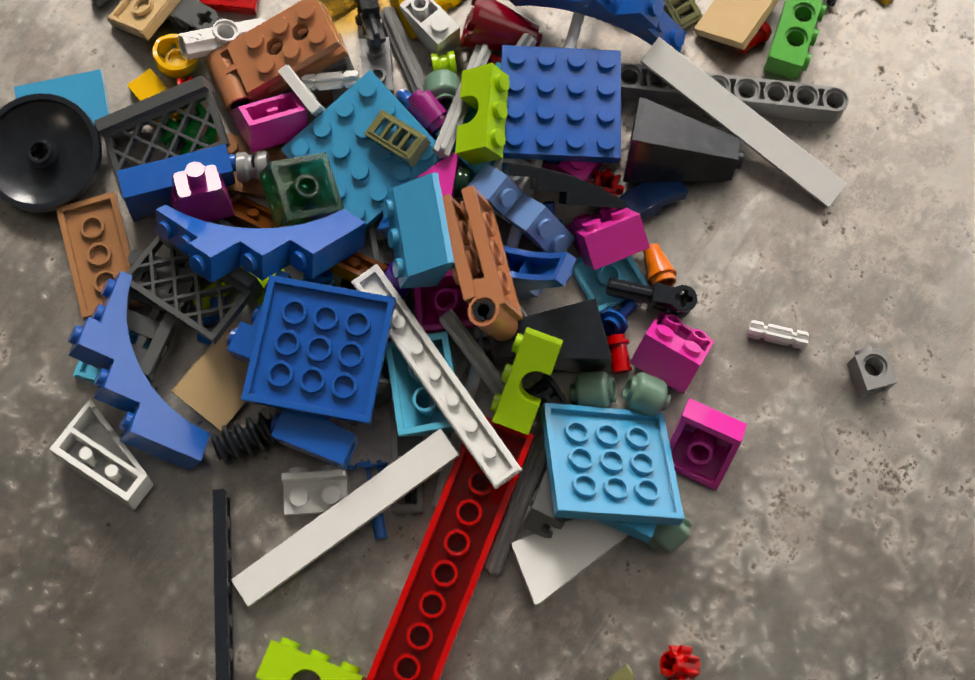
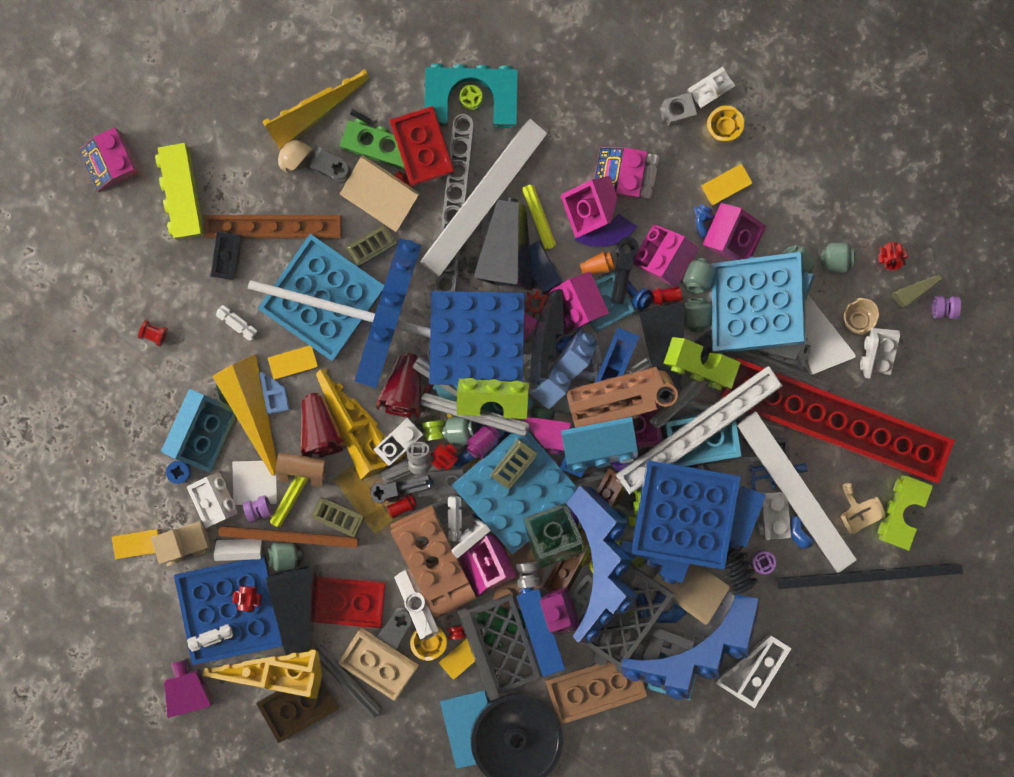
camera: 90 degrees left, 15 degrees up
(186, 352) = (672, 616): none -> blue arm
(255, 479) = (759, 560): none -> medium lavender wheel
(286, 526) = (798, 535): none -> blue arm
(298, 609) = (870, 516): none -> tan helmet
(349, 29) = (402, 506): none -> red pin
(409, 69) = (444, 456): none -> red gear
(413, 37) = (418, 456): none -> light grey wheel
(542, 642) = (880, 351): none -> white bracket
(592, 617) = (861, 316): none -> tan hair
(675, 587) = (838, 257): none -> sand green head
(698, 274) = (608, 234): none -> dark purple tile
(718, 196) = (539, 217): none -> neon yellow axle
(730, 401) = (702, 214): none -> blue plate
(741, 248) = (590, 205): none -> dark pink slope
(771, 436) = (726, 184): none -> yellow tile
(781, 297) = (625, 169): none -> dark pink slope
(805, 48) = (421, 146): none -> red tile
(851, 436) = (725, 125): none -> yellow helmet
(873, 109) = (469, 93): none -> lime wheel
(886, 82) = (500, 82): none -> teal arch
(904, 413) = (711, 87): none -> white hips

